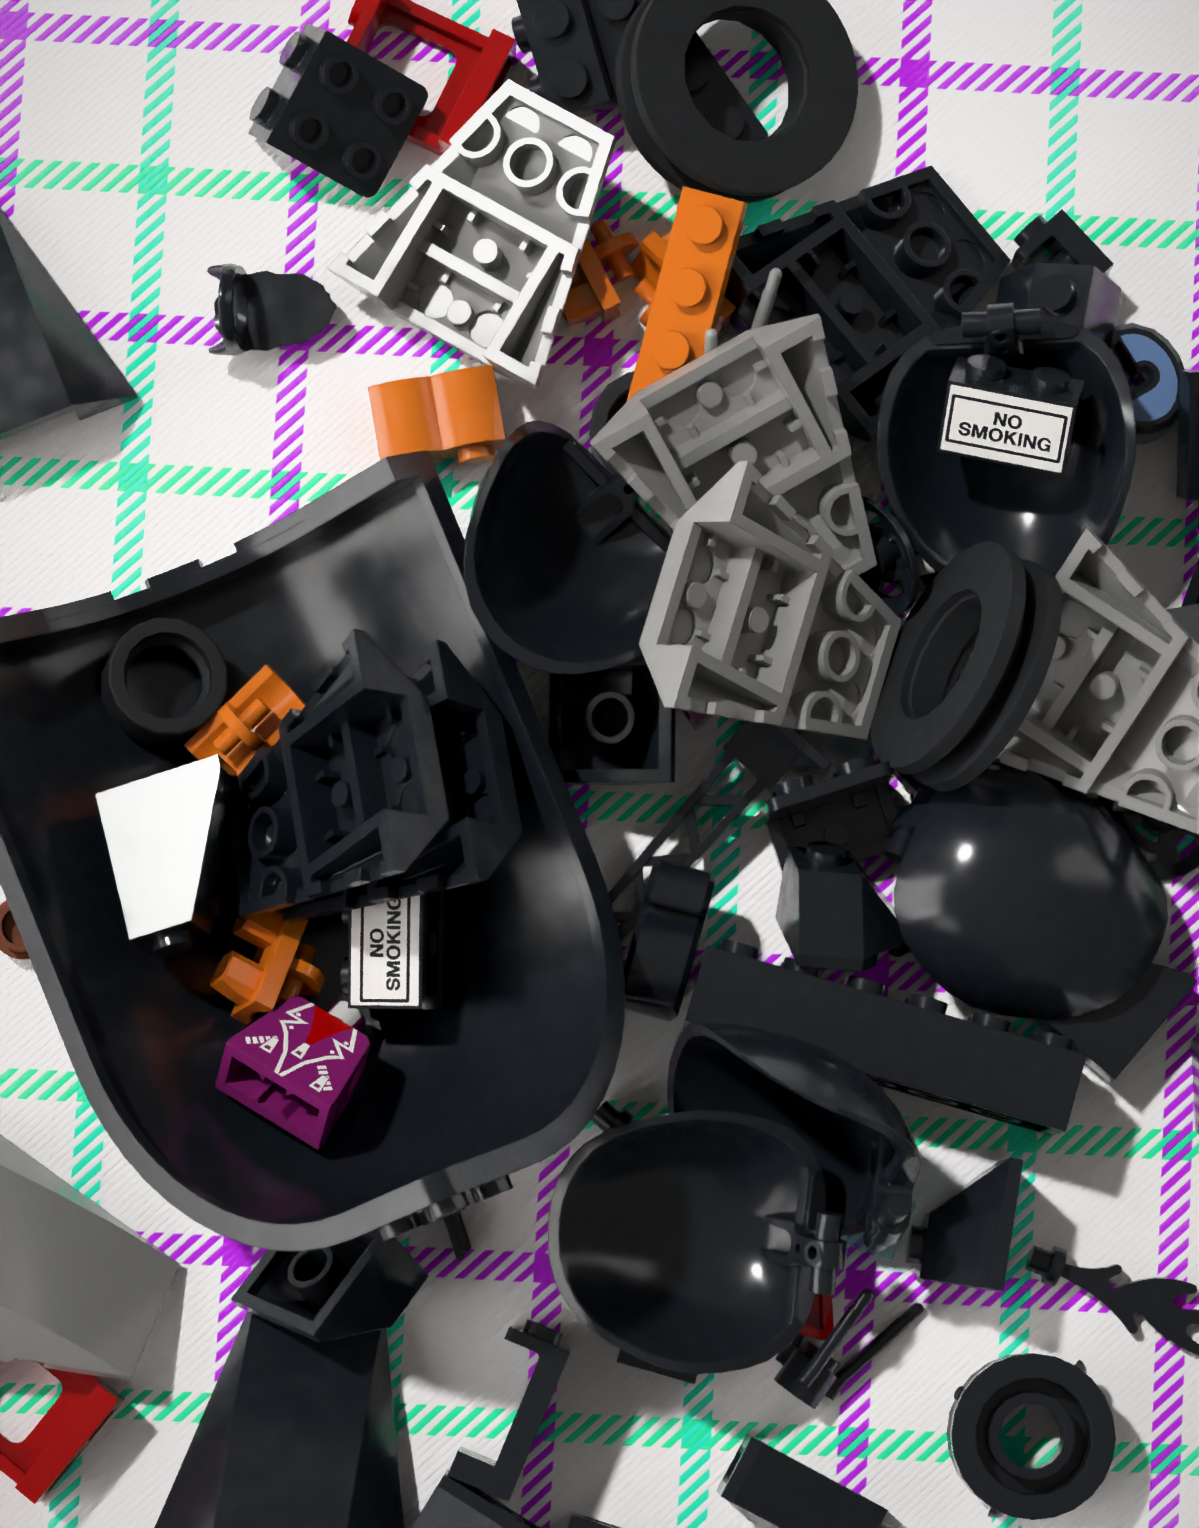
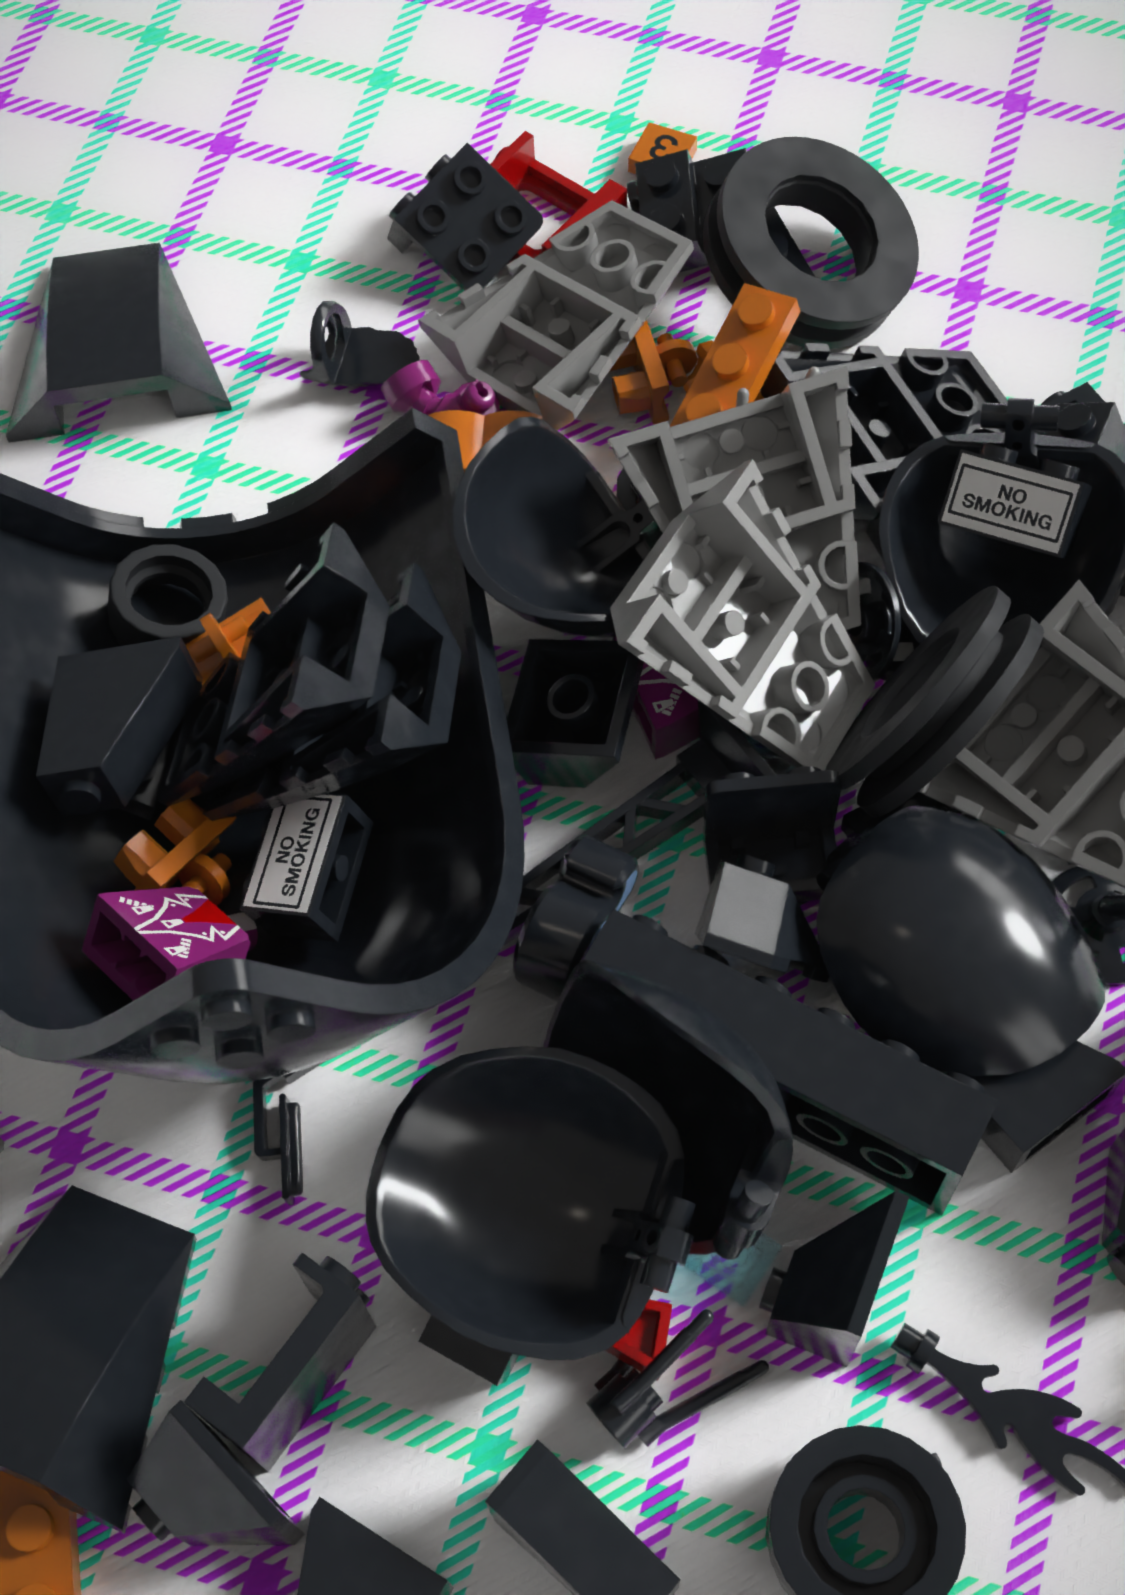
camera: 20 degrees right, 20 degrees down
(334, 1288) = (149, 1180): black slope -> none
(399, 356) = (418, 386): none -> magenta arm

